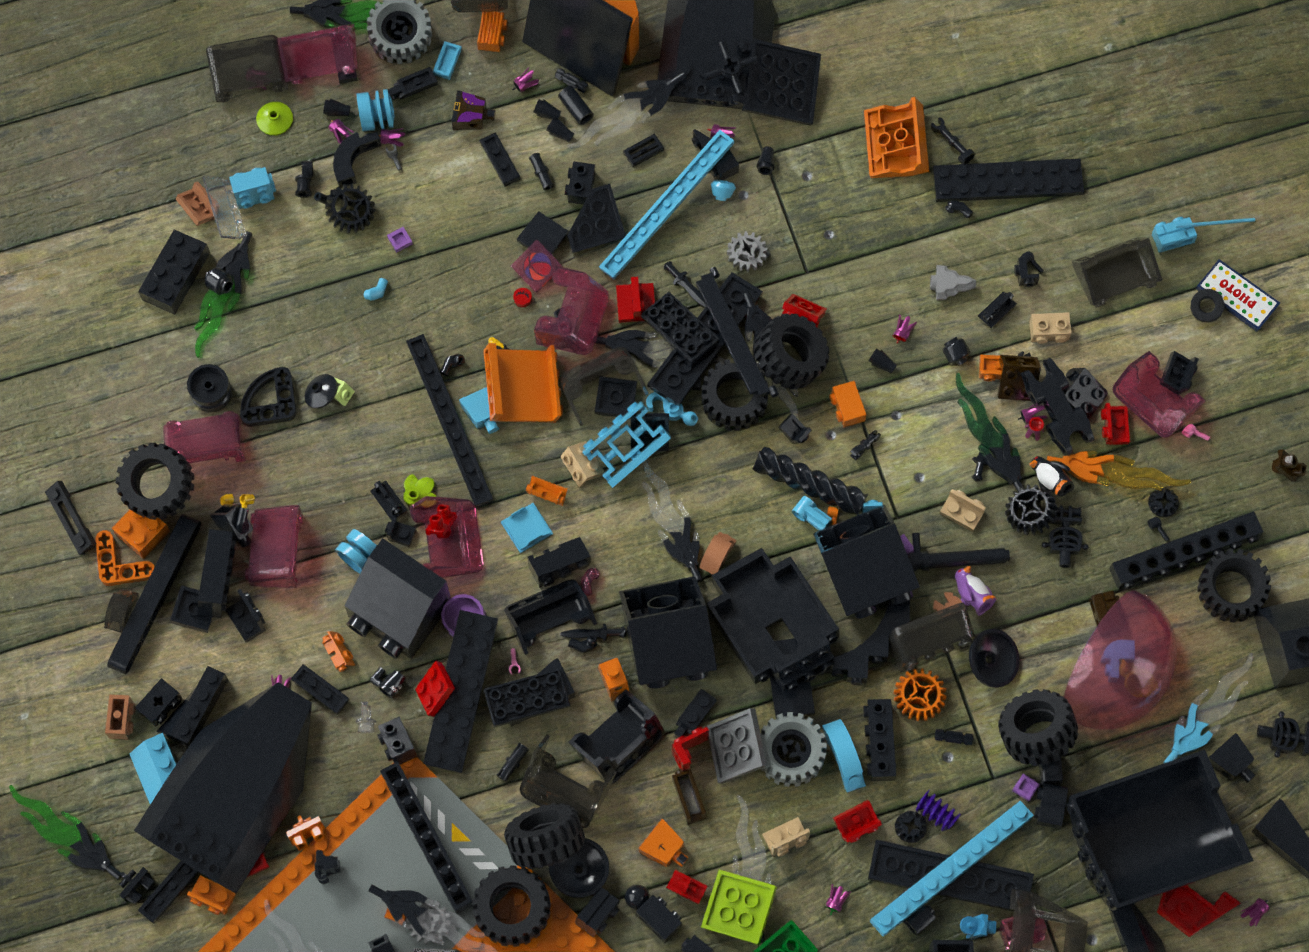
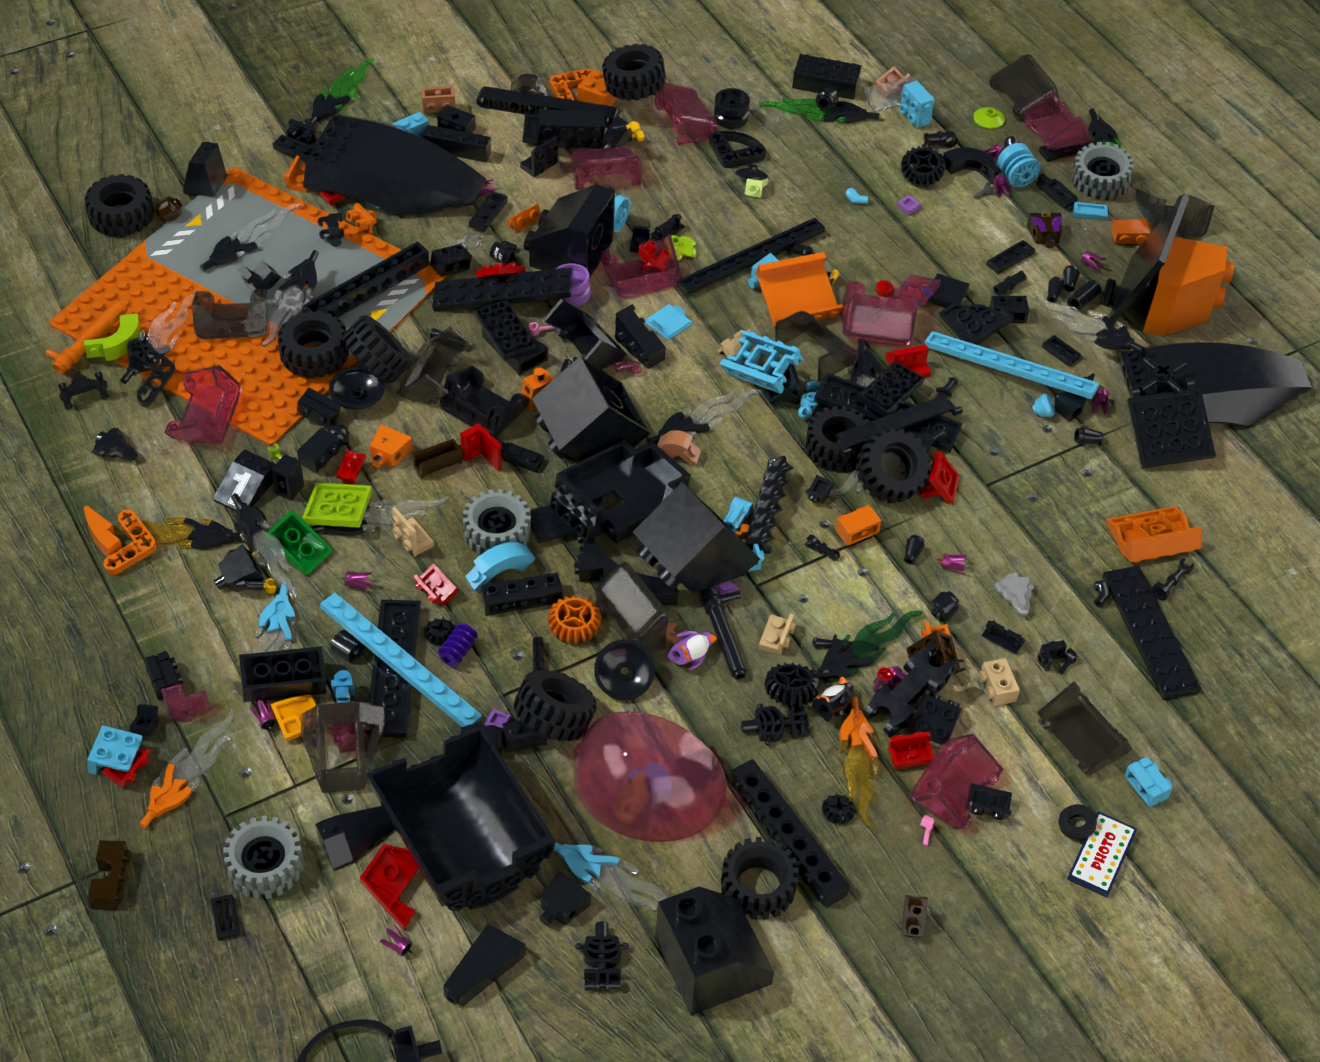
camera: 75 degrees right, 20 degrees down
(83, 539) = (584, 61): black container -> none
(547, 490) = (703, 324): orange hinge -> none
(614, 396) = (809, 365): black plate -> none
(736, 746) = (492, 478): dark grey plate -> none
(743, 258) = (988, 432): light grey gear -> none
(1156, 523) = (812, 804): black hand -> none
(1215, 222) = (1177, 816): medium azure piece -> none

